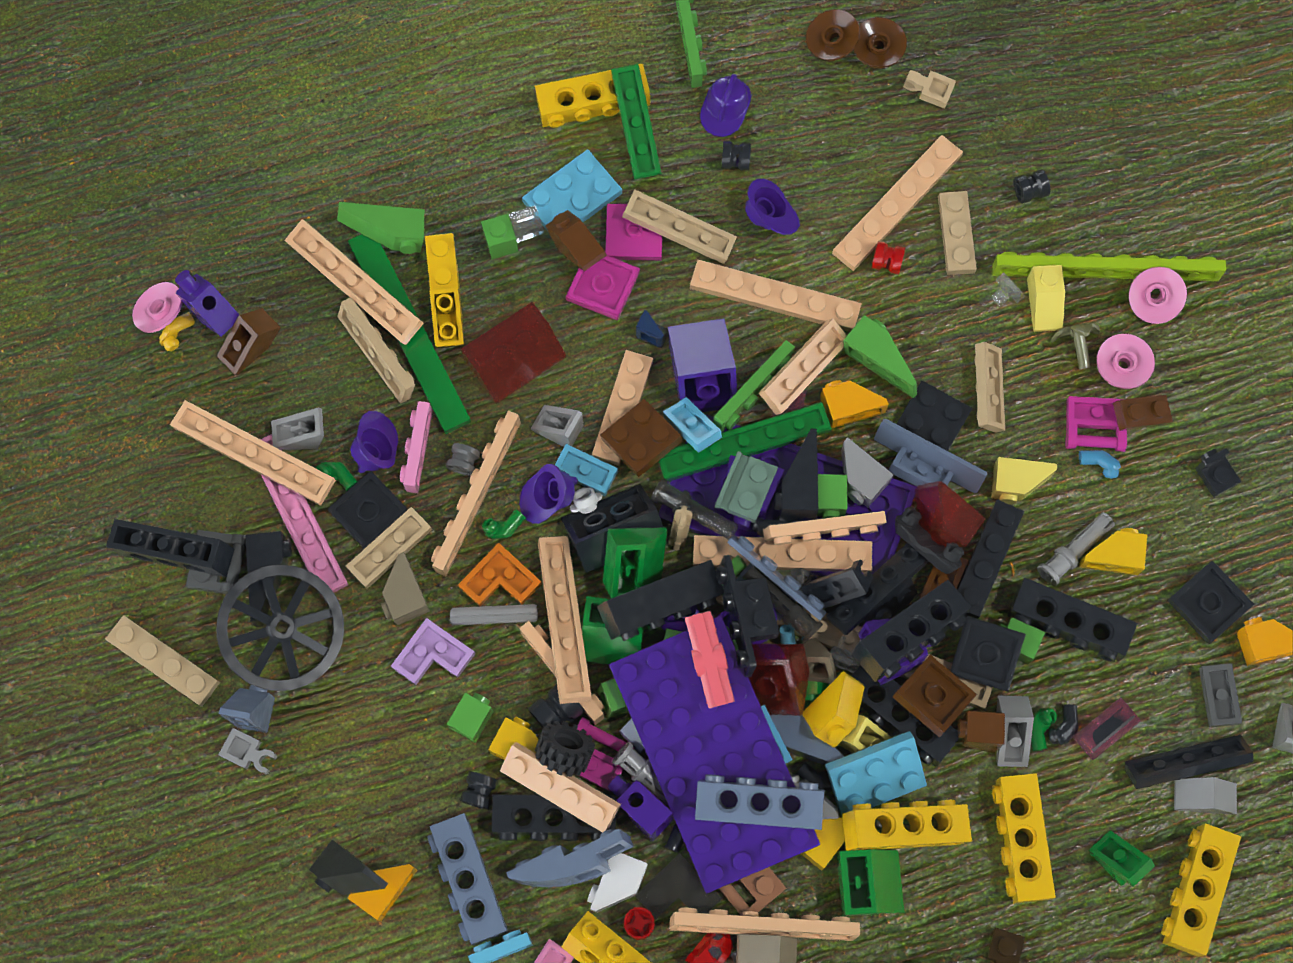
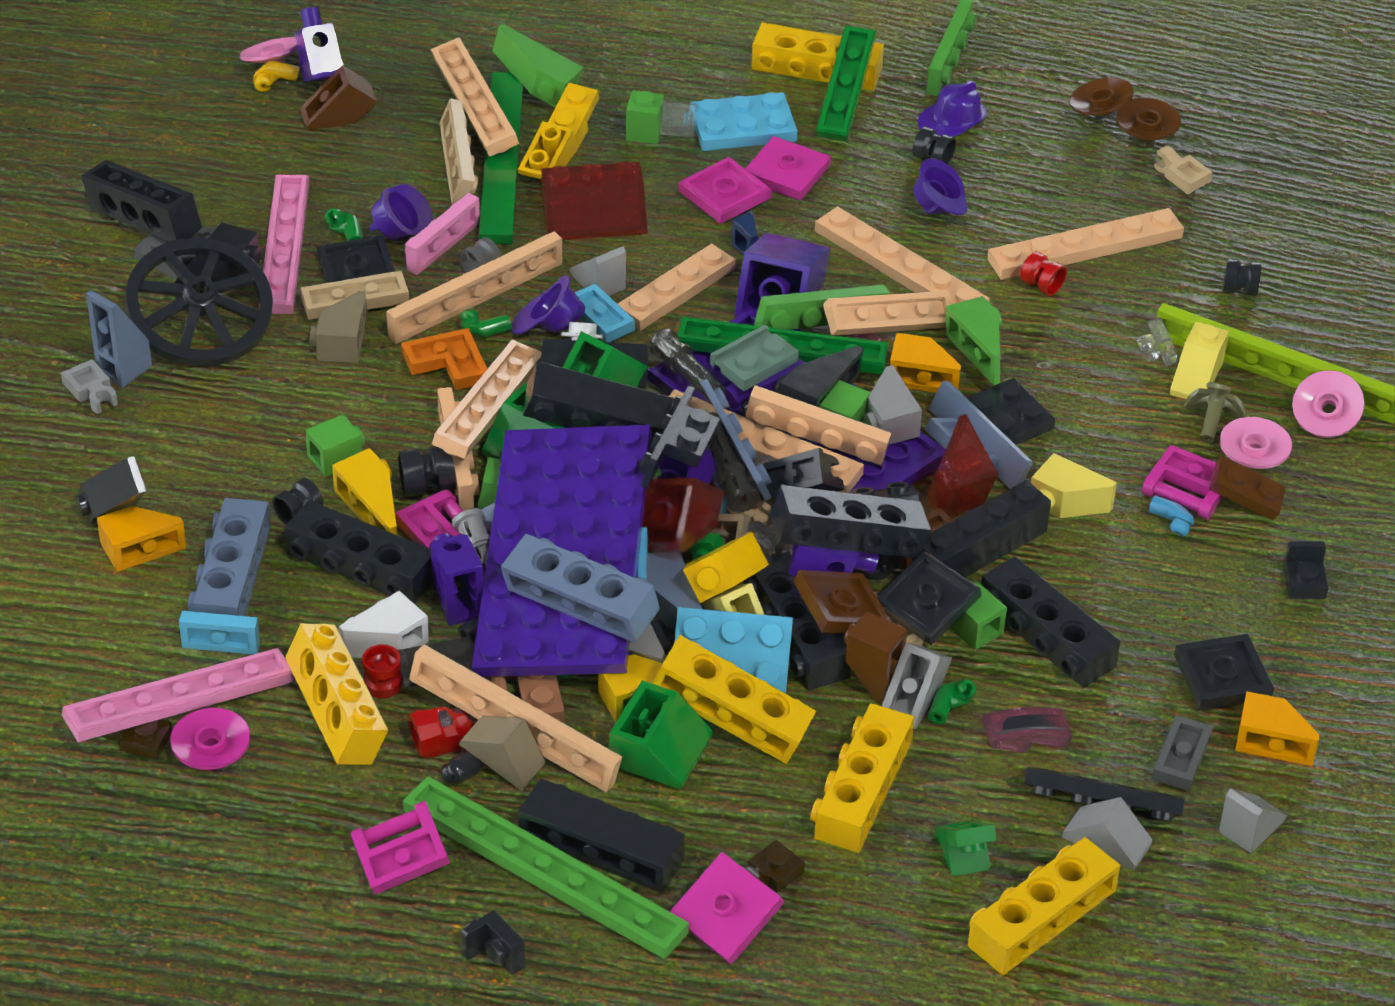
camera: 25 degrees right, 30 degrees down
(162, 661) = (62, 291): tan plate -> none
(253, 452) = (277, 174): light nougat plate -> none
(298, 430) = (335, 177): light grey slope -> none
(430, 645) = (335, 379): lavender plate -> none
(494, 614) = (414, 381): light grey axle -> none
(561, 790) = (382, 512): light nougat plate -> none
(562, 867) = (349, 584): sand blue slope -> none
(564, 748) = (410, 482): black tyre -> none
(575, 240) = (717, 136): reddish brown slope -> none
(641, 437) = (675, 298): reddish brown plate -> none
(679, 226) = (835, 172): tan plate -> none
(680, 528) = (665, 373): tan axle -> none
(692, 424) = (735, 306): medium azure plate -> none
(709, 659) = (610, 444): coral piece -> none
(943, 558) = (929, 491): black piece -> none
(957, 233) = (1135, 288): tan plate -> none
(989, 387) = (1085, 408): tan plate -> none
(1067, 557) = (1079, 572): light grey pin -> none
(1067, 728) = (973, 711): black arm -> none
(1119, 553) = (1137, 588): yellow slope -> none

